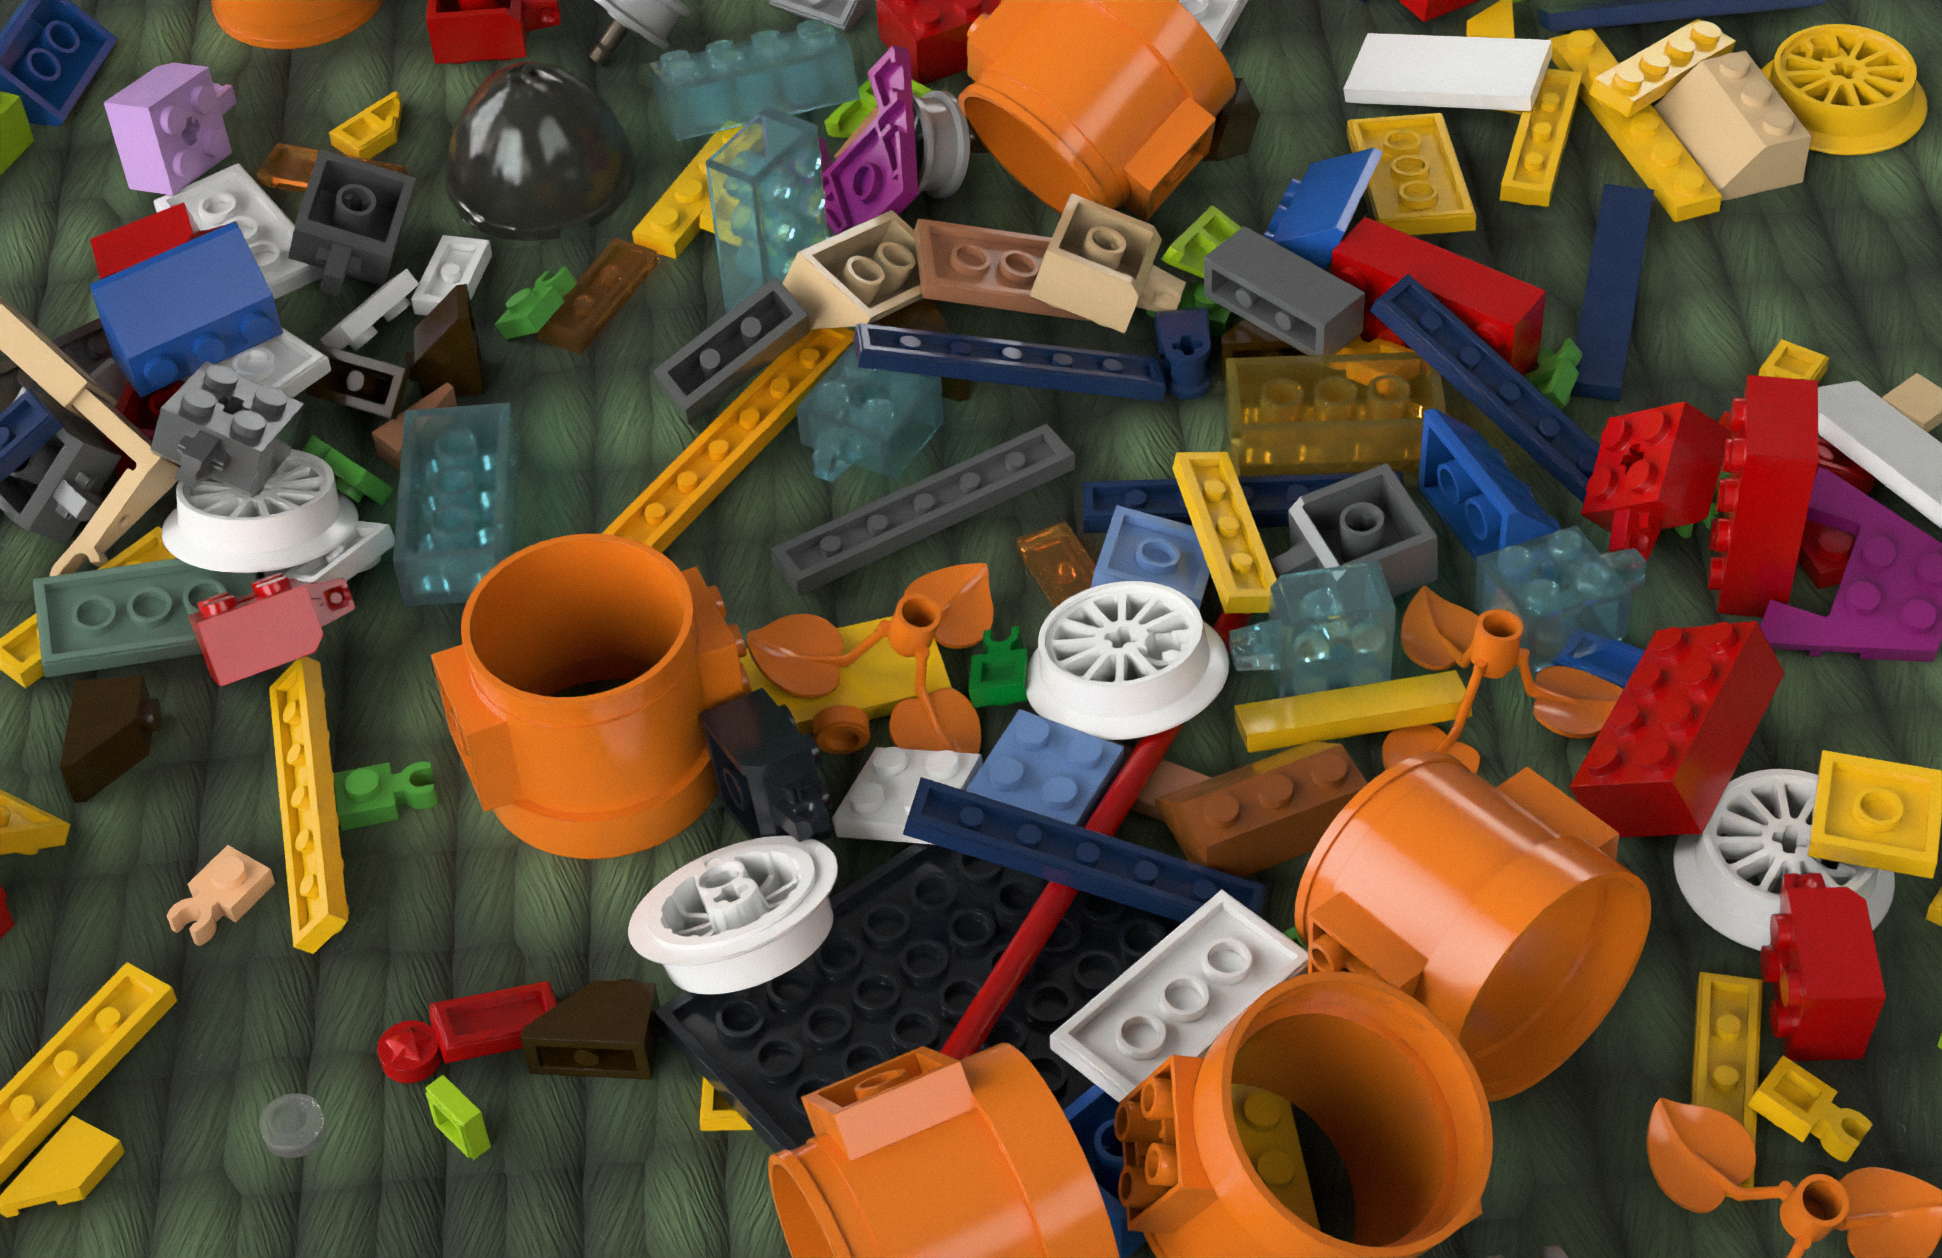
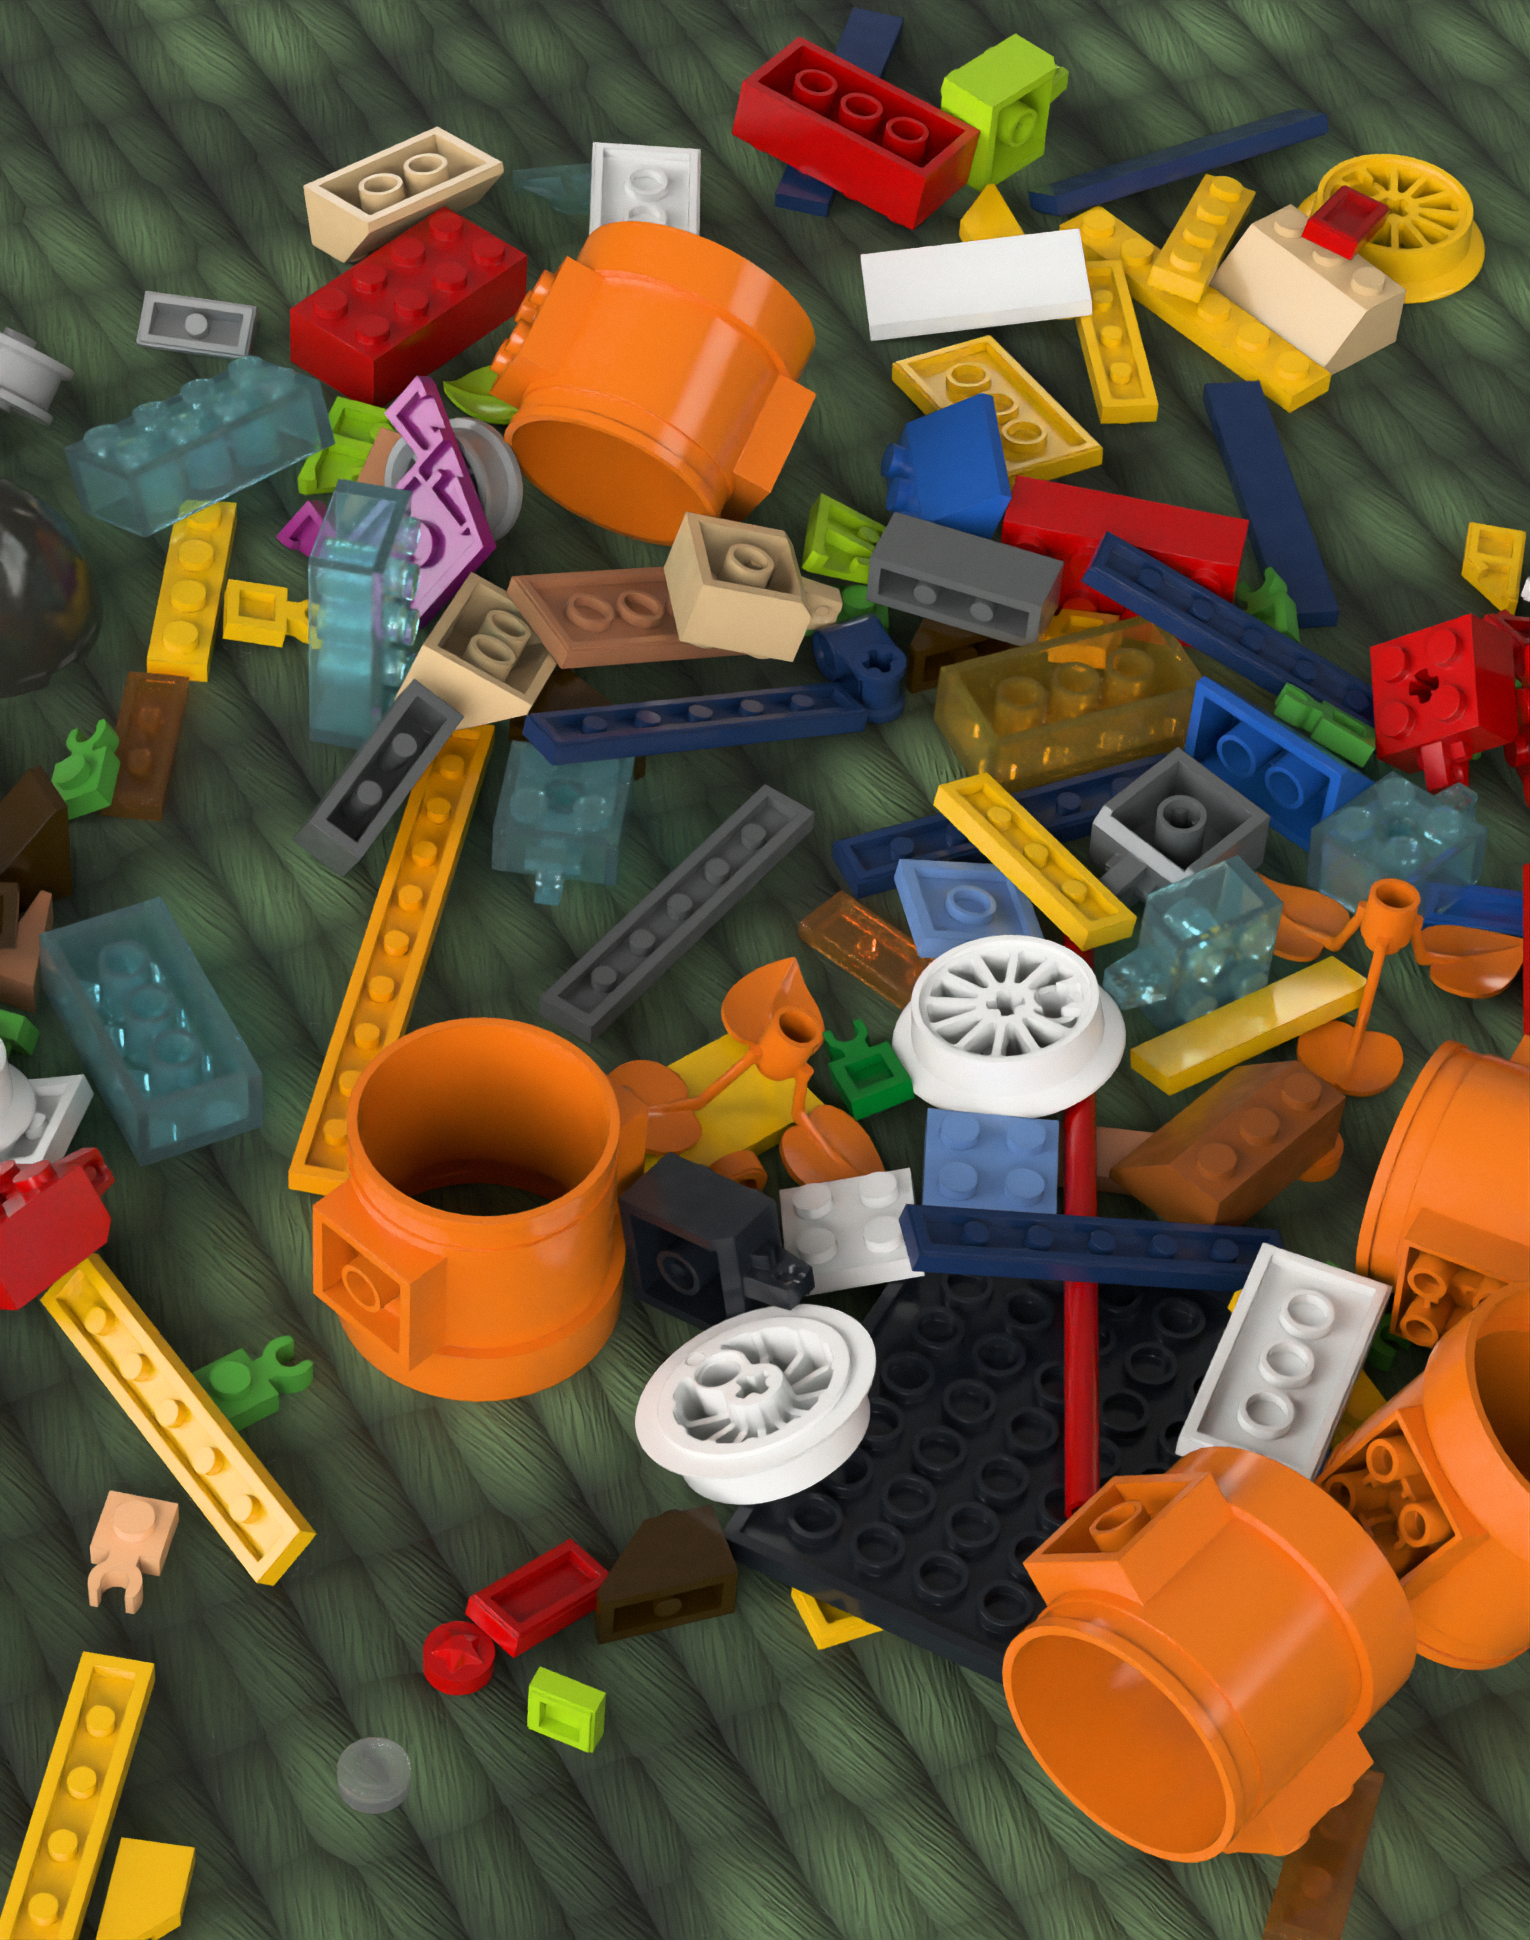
camera: 30 degrees left, 0 degrees up
(1549, 480) = (1327, 725): none -> bright green plate
(1781, 71) = (1346, 222): none -> red tile

